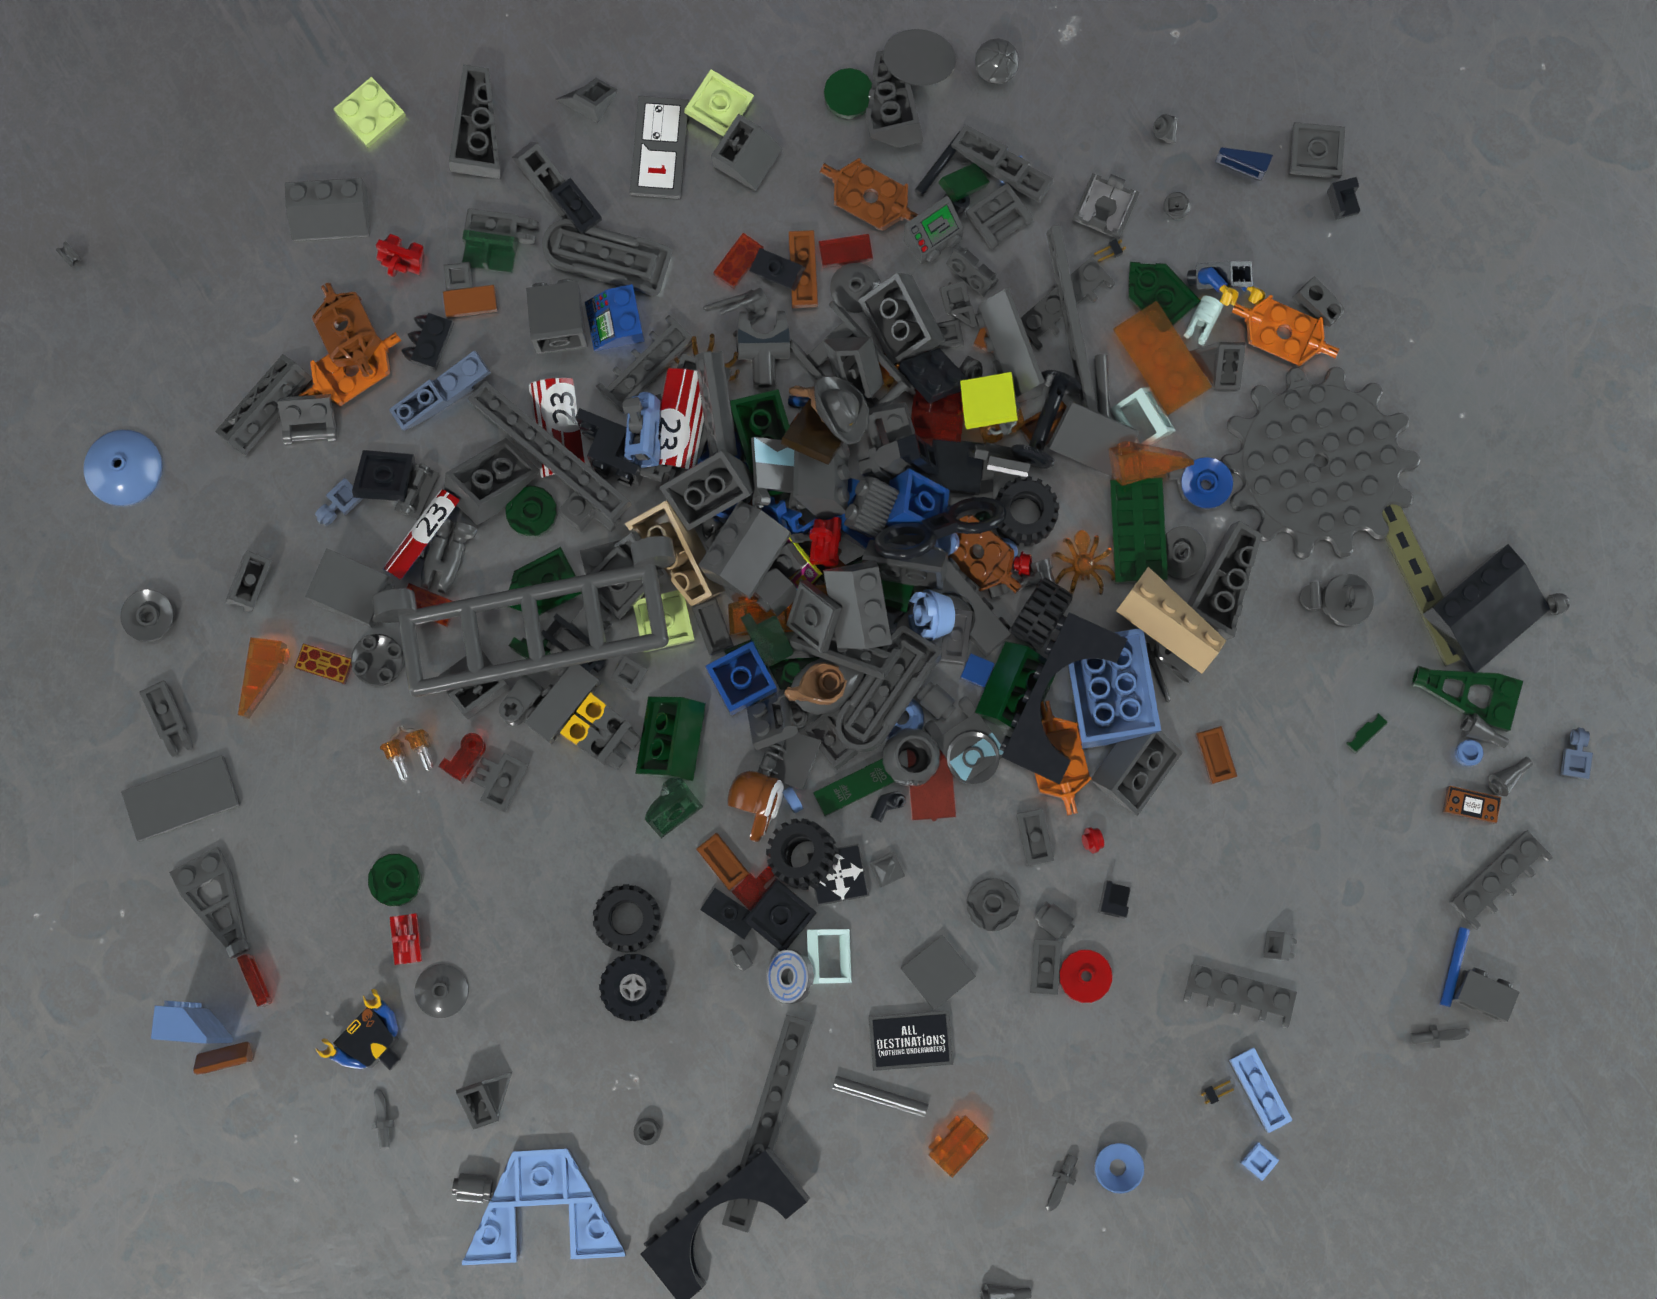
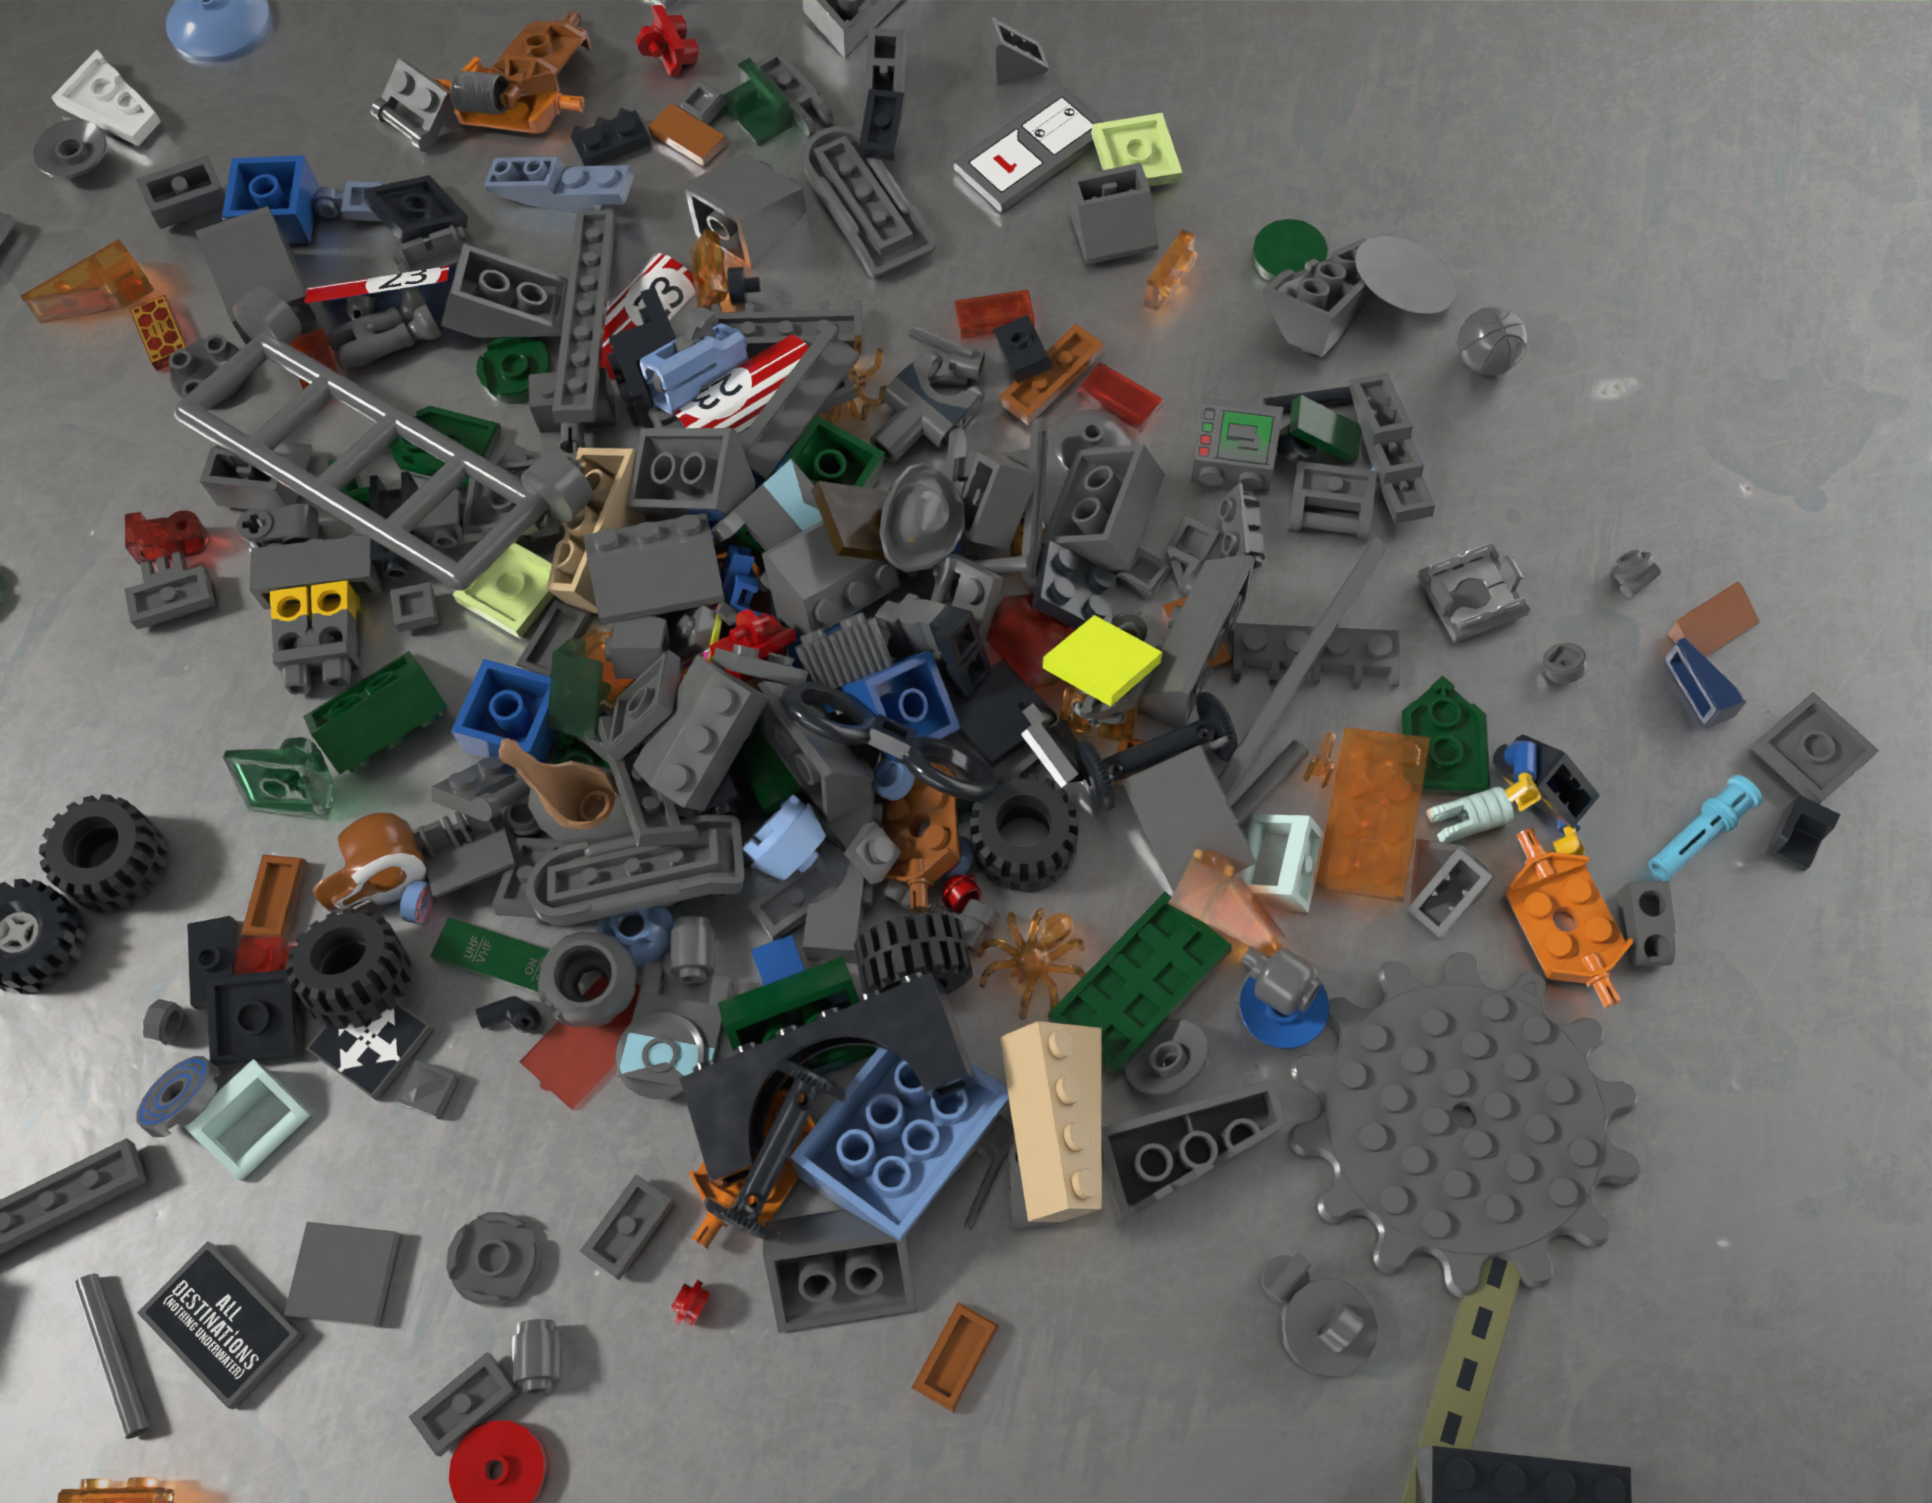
camera: 50 degrees right, 15 degrees down
(127, 571) = (104, 98): none -> white wing
(264, 410) = (372, 68): dark grey fence -> none
(300, 541) = (276, 182): none -> blue brick
(345, 381) = (478, 92): none -> dark grey piece
(419, 743) = (126, 468): piece -> none
(574, 370) = (709, 270): none -> clear orange plate
(599, 363) = (740, 285): none -> black tile
(614, 318) = (808, 261): blue slope -> none
(802, 148) = (1165, 277): none -> clear orange plate
(849, 549) = (746, 661): none -> dark grey plate
(858, 179) = (1200, 337): dark orange plate -> none
(974, 584) = (872, 853): none -> dark grey plate
(1075, 745) = (774, 1151): none -> black hose
(1114, 900) = (634, 1408): black panel -> none
(1115, 248) = (1440, 647): piece -> none
(1118, 355) = (1321, 764): none -> clear orange hand
(1203, 473) = (1285, 981): none -> dark grey head
(1223, 123) = (1717, 620): none -> dark orange slope
(1304, 222) = (1716, 816): none -> medium azure pin

